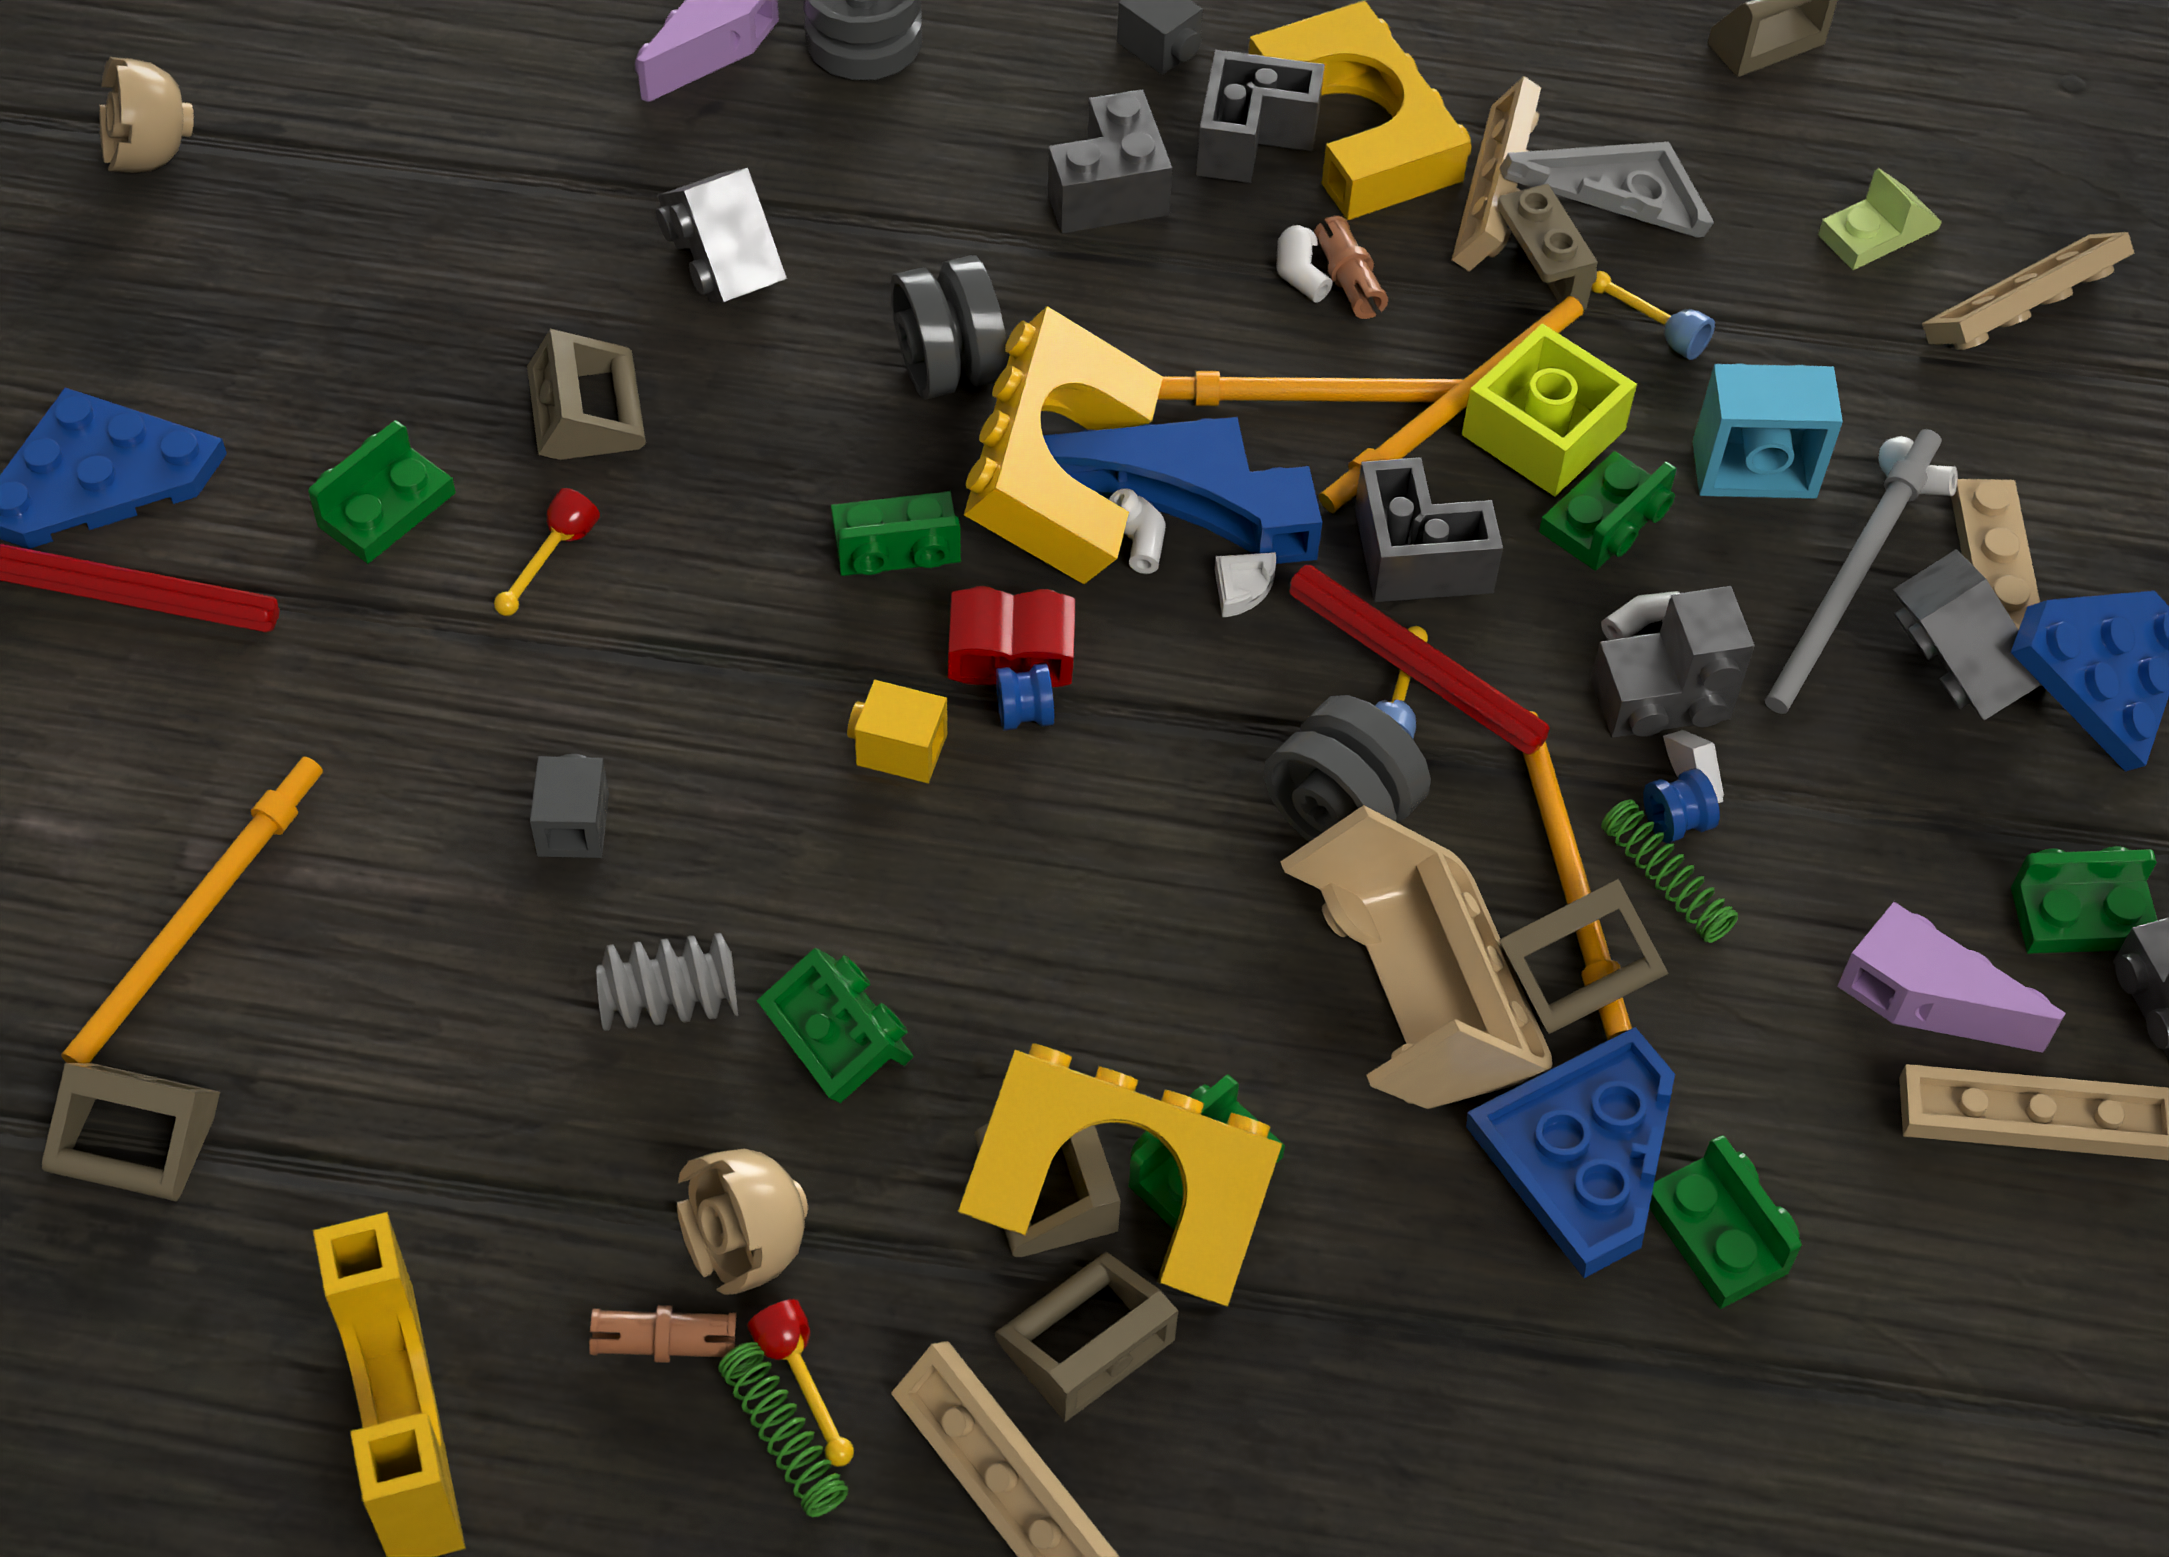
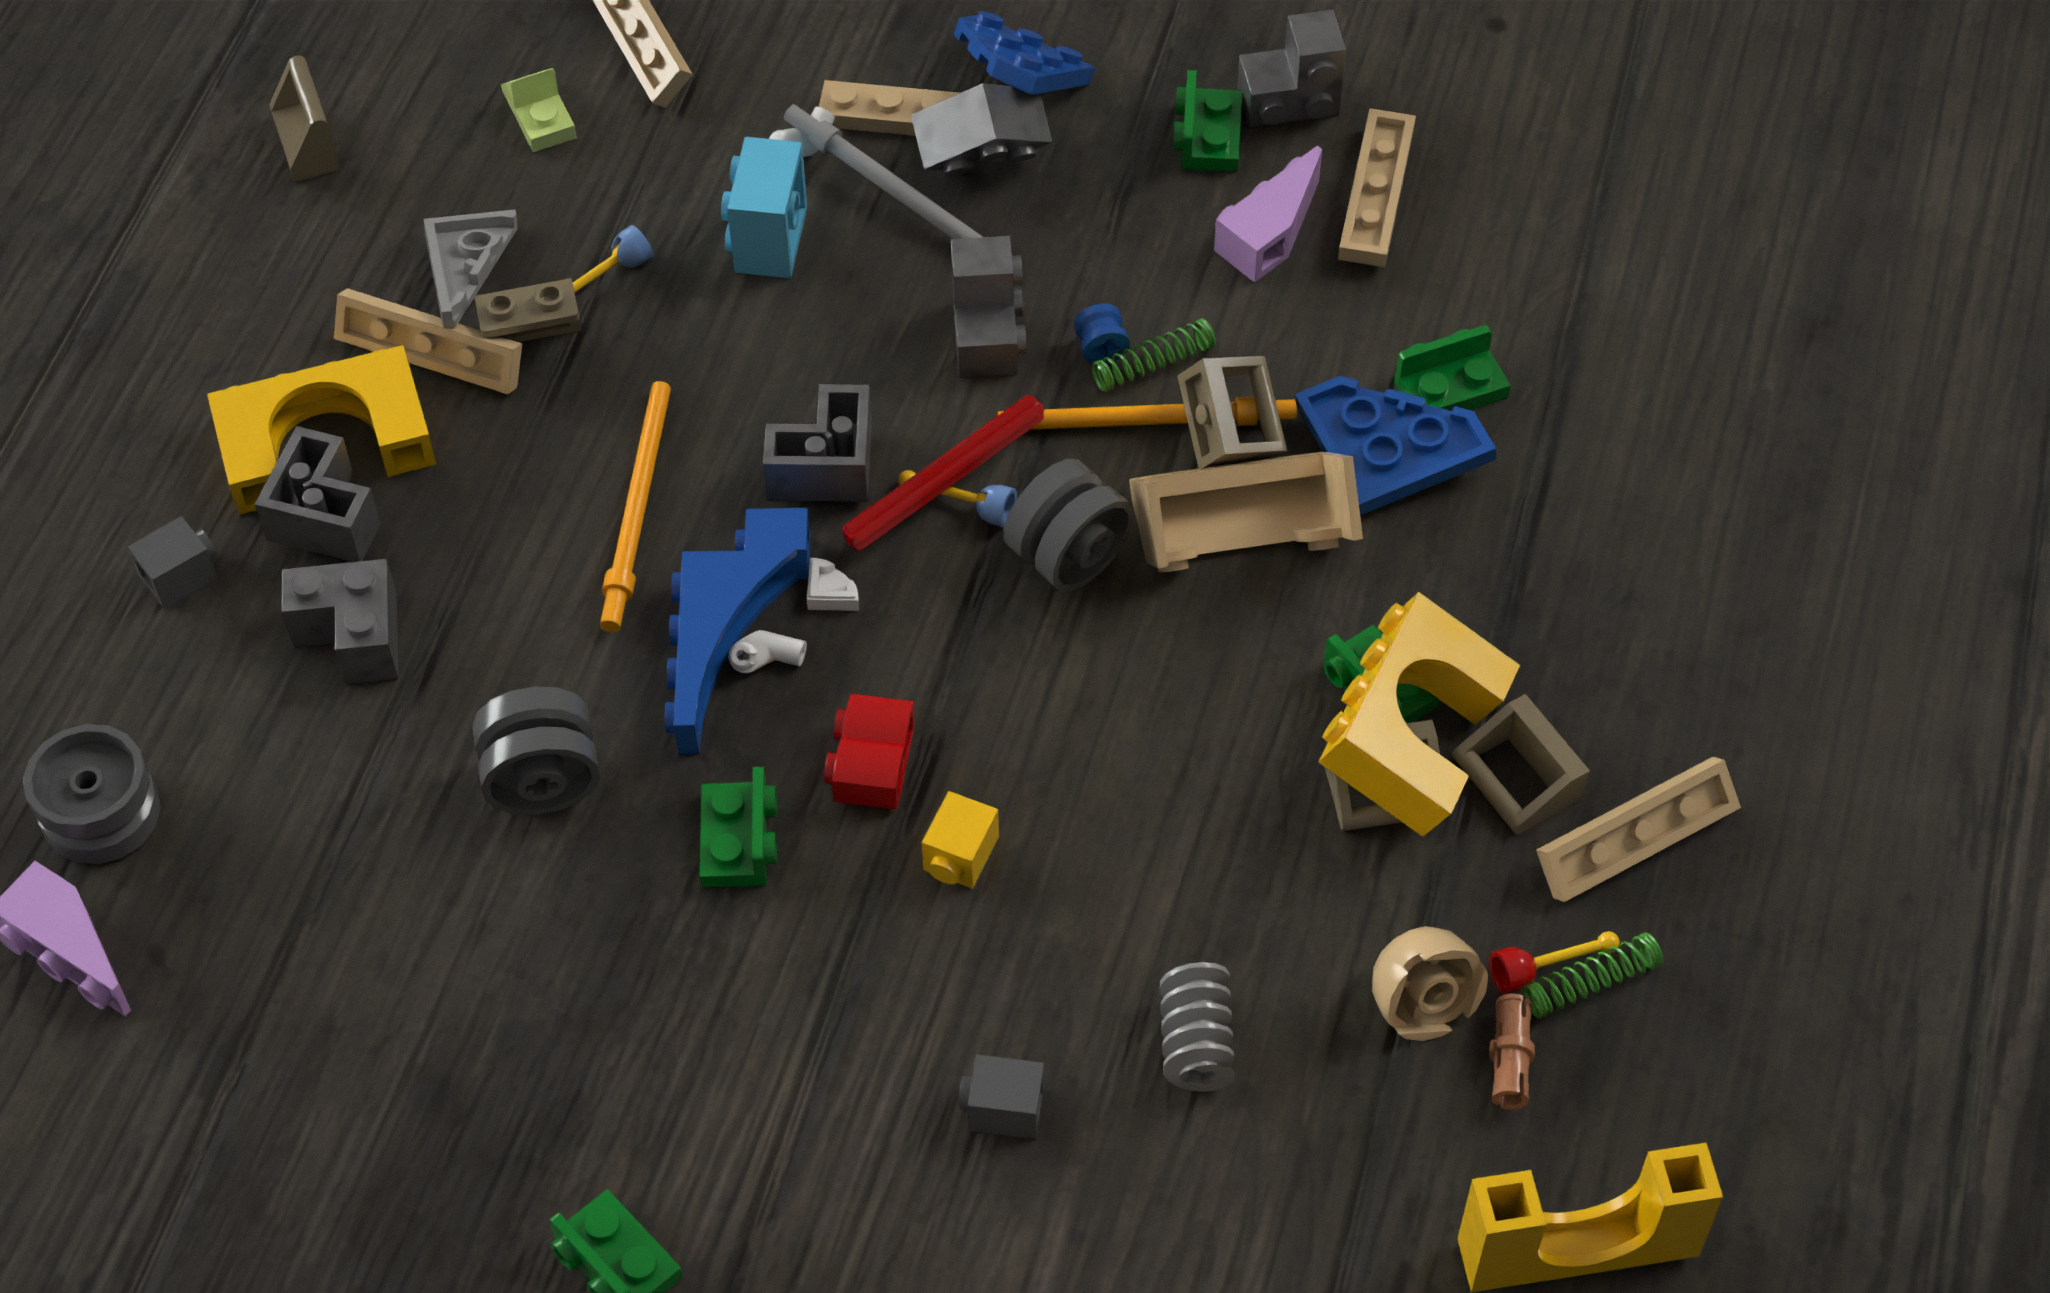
camera: 80 degrees left, 0 degrees up
(556, 397) = (527, 1089): dark tan tile -> none
(568, 519) = (675, 1091): hinge -> none
(725, 232) = (360, 924): brick -> none
(834, 1022) = (1243, 913): green bracket -> none
(1017, 481) = (623, 671): yellow arch -> none
(1025, 696) = (937, 747): blue wheel -> none
(1295, 265) = (486, 501): white arm -> none
(1351, 267) = (506, 462): nougat pin -> none
(1439, 412) = (729, 478): light orange bar -> none
(1548, 409) = (710, 344): neon yellow brick -> none
(1609, 509) = (804, 330): green bracket -> none
(1636, 615) = (908, 325): white arm -> none
(1690, 752) = (1056, 321): white tile -> none

